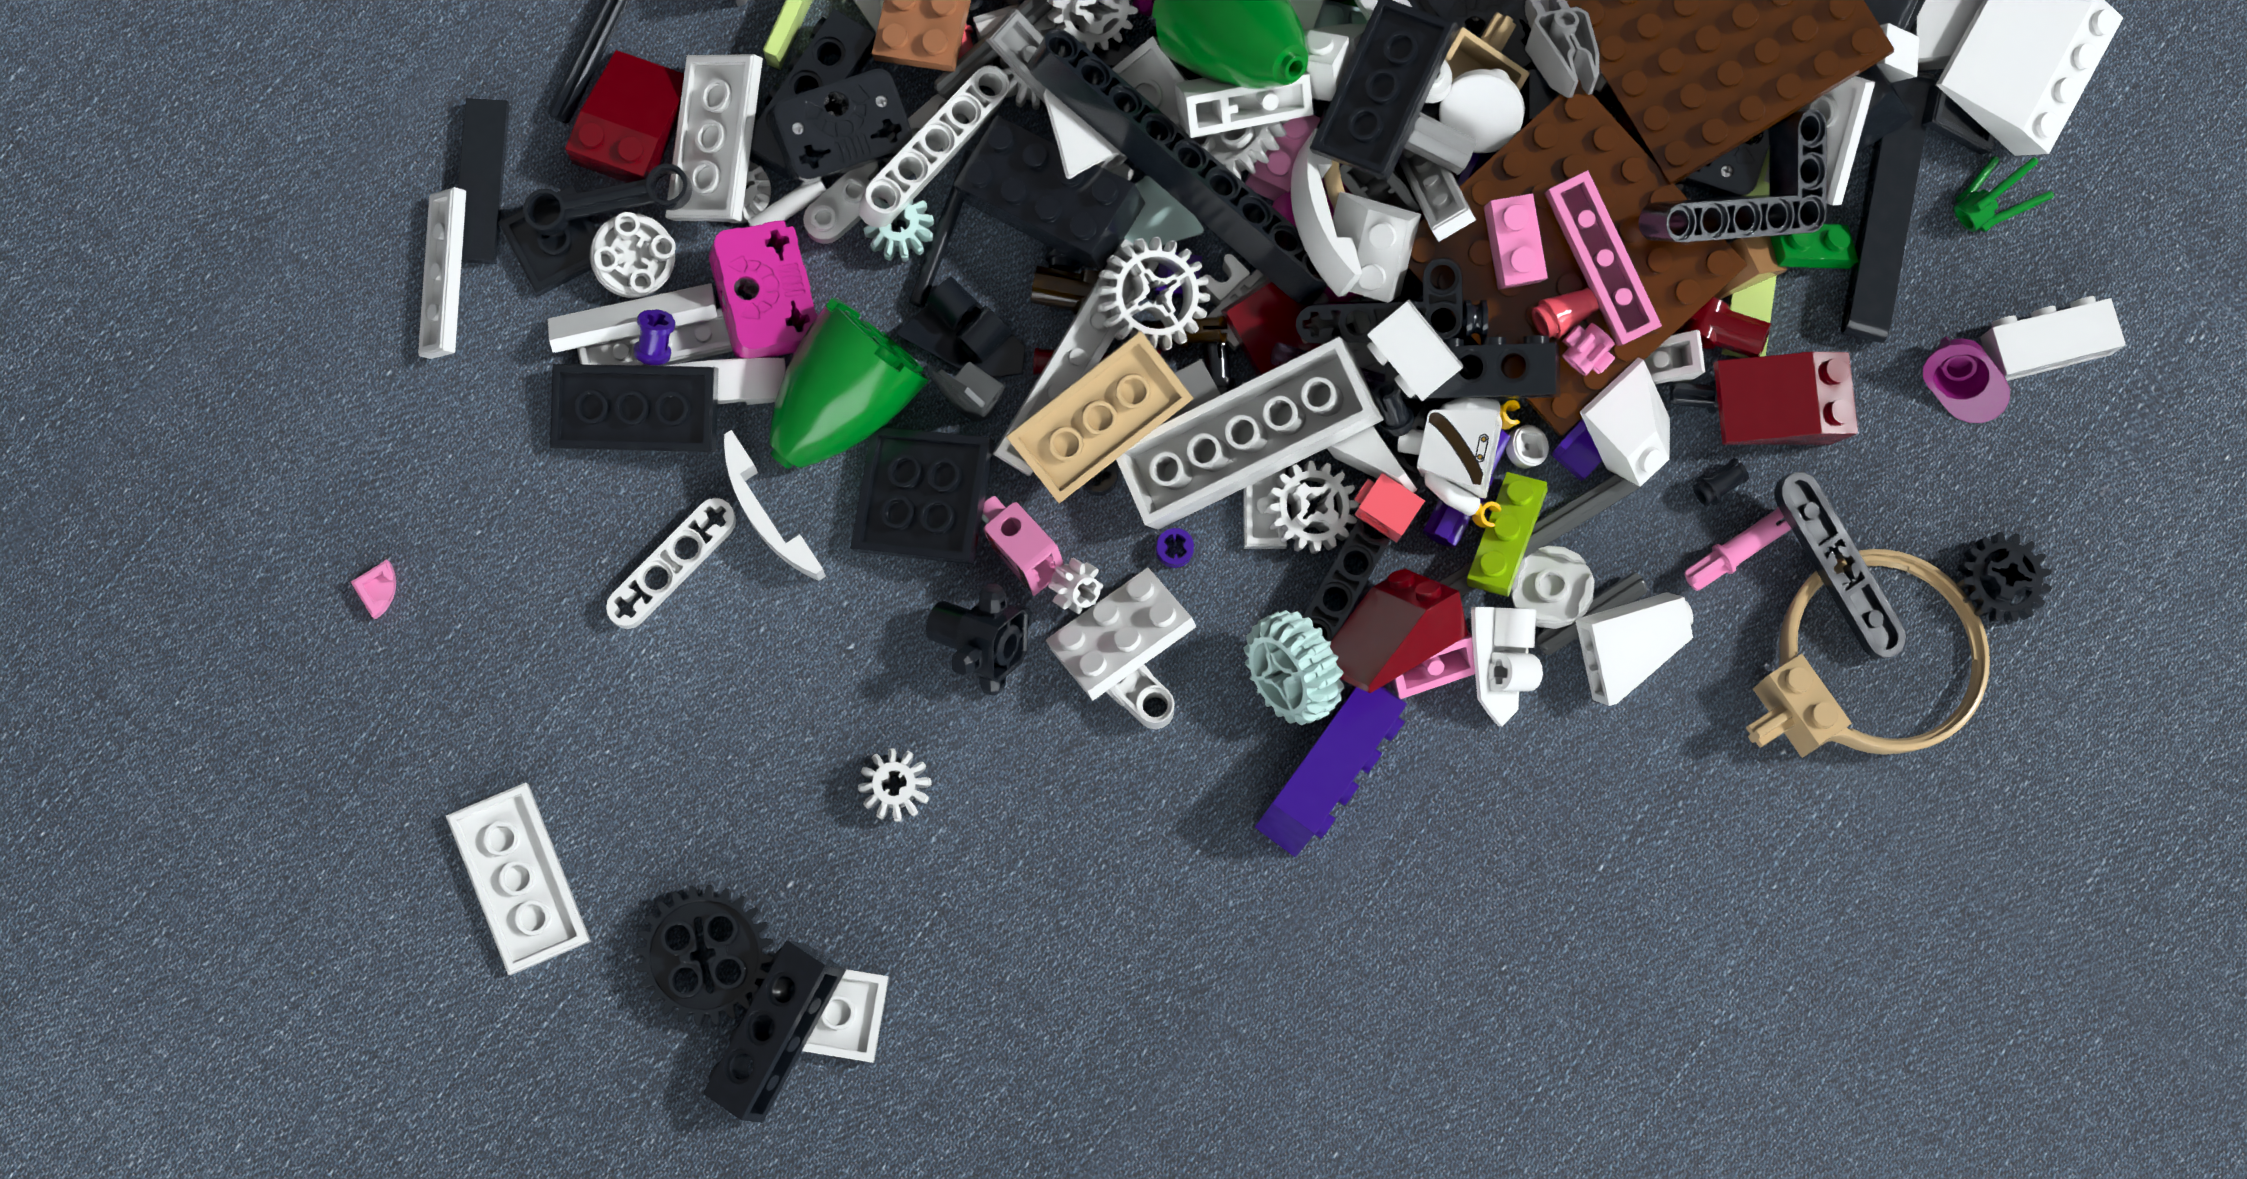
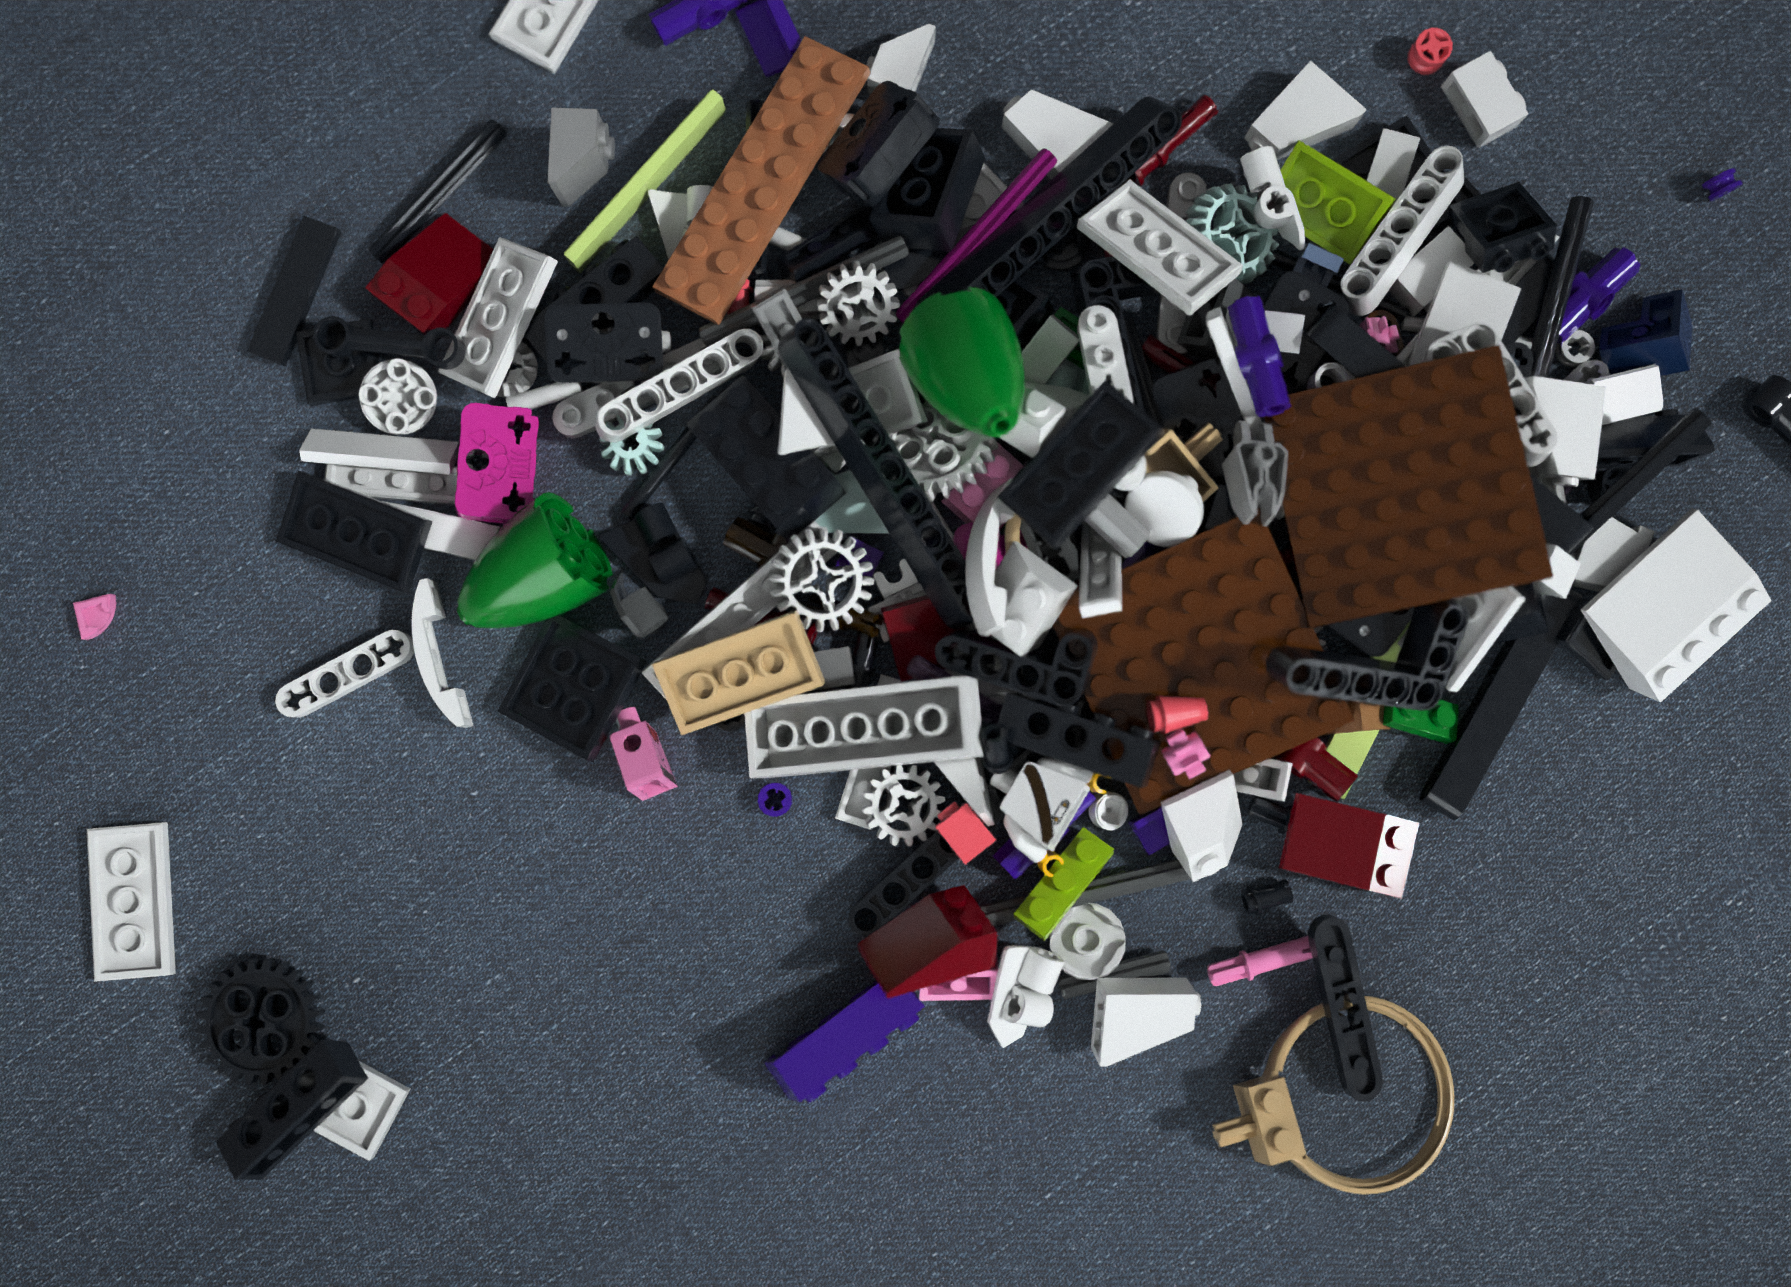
camera: 30 degrees right, 5 degrees up
(442, 273) = (233, 361): white tile -> none
(654, 337) = (386, 480): dark purple bush -> none
(906, 793) = (455, 936): white gear -> none
(987, 638) = (583, 829): black piece -> none
(1075, 585) = (677, 807): white gear -> none
(1120, 633) = (700, 862): white plate -> none
(1139, 688) = (700, 913): white piece -> none
(1217, 107) = (930, 434): white slope -> none
(1293, 667) = (835, 944): light aqua gear -> none
(1413, 351) = (1027, 709): white brick -> none
(1475, 319) = (1094, 693): black bush -> none
(1515, 241) = (1152, 639): bright pink brick -> none
(1602, 258) = (1224, 680): bright pink brick -> none
(1966, 381) = (1515, 878): magenta piece -> none
(1977, 208) = (1579, 727): green plant -> none
(1990, 588) = (1498, 1053): black gear -> none
(2054, 338) = (1605, 865): white brick -> none

